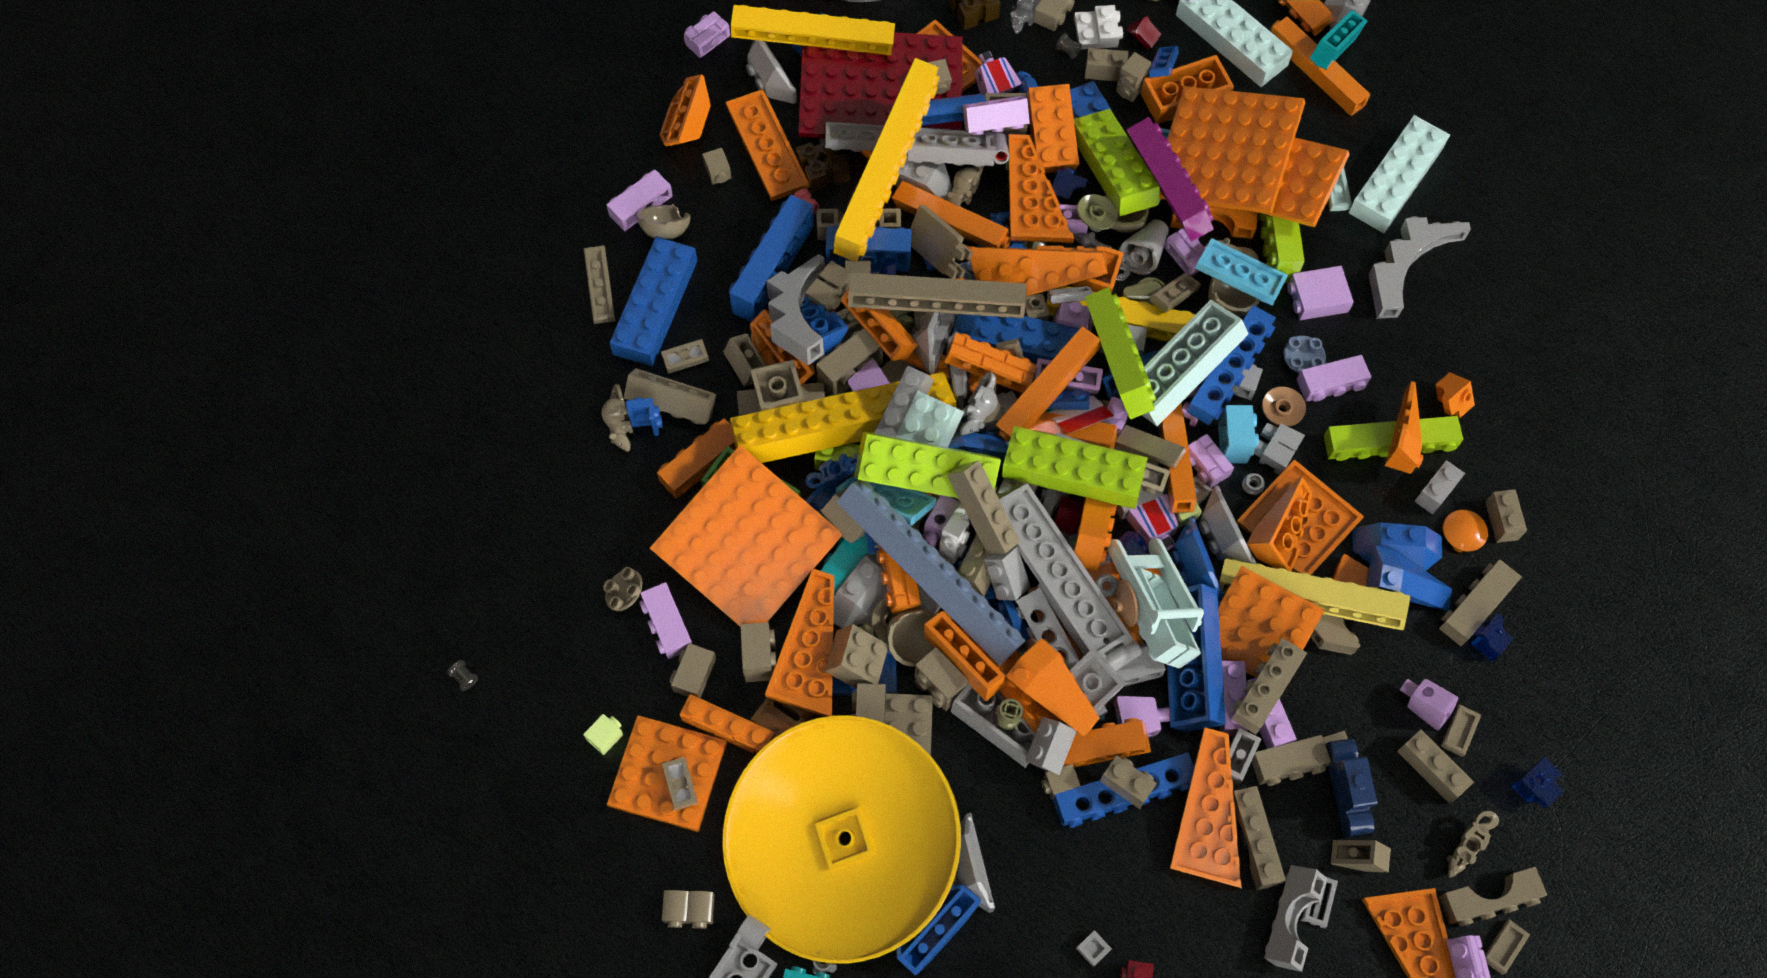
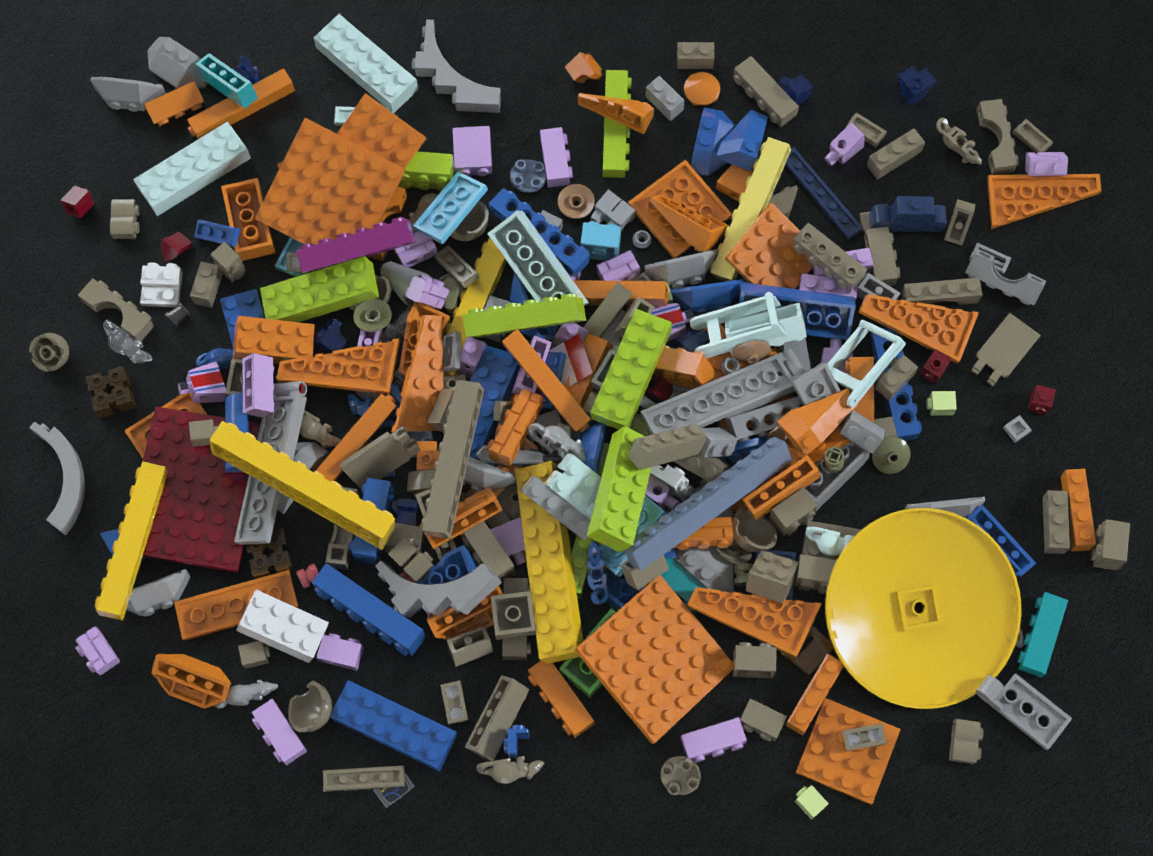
camera: 80 degrees left, 5 degrees up
(584, 312) = (390, 795): none -> sticker
(676, 166) = (242, 694): none -> light grey animal
(727, 242) = (340, 652): none -> lavender brick
(744, 180) = (282, 626): none -> white brick
(904, 714) = (829, 542): none -> light aqua animal
(1041, 791) = (888, 447): none -> olive dish
(1104, 735) = (861, 387): none -> light aqua piece
(1110, 849) = (941, 403): none -> yellowish green brick
(1135, 262) = (427, 292): none -> lavender brick
(1157, 838) = (935, 366): none -> dark red brick
(1199, 927) = (1005, 348): none -> dark tan tile
(1356, 62) = (247, 70): none -> clear blue brick
(1360, 683) = (822, 195): none -> dark blue tile

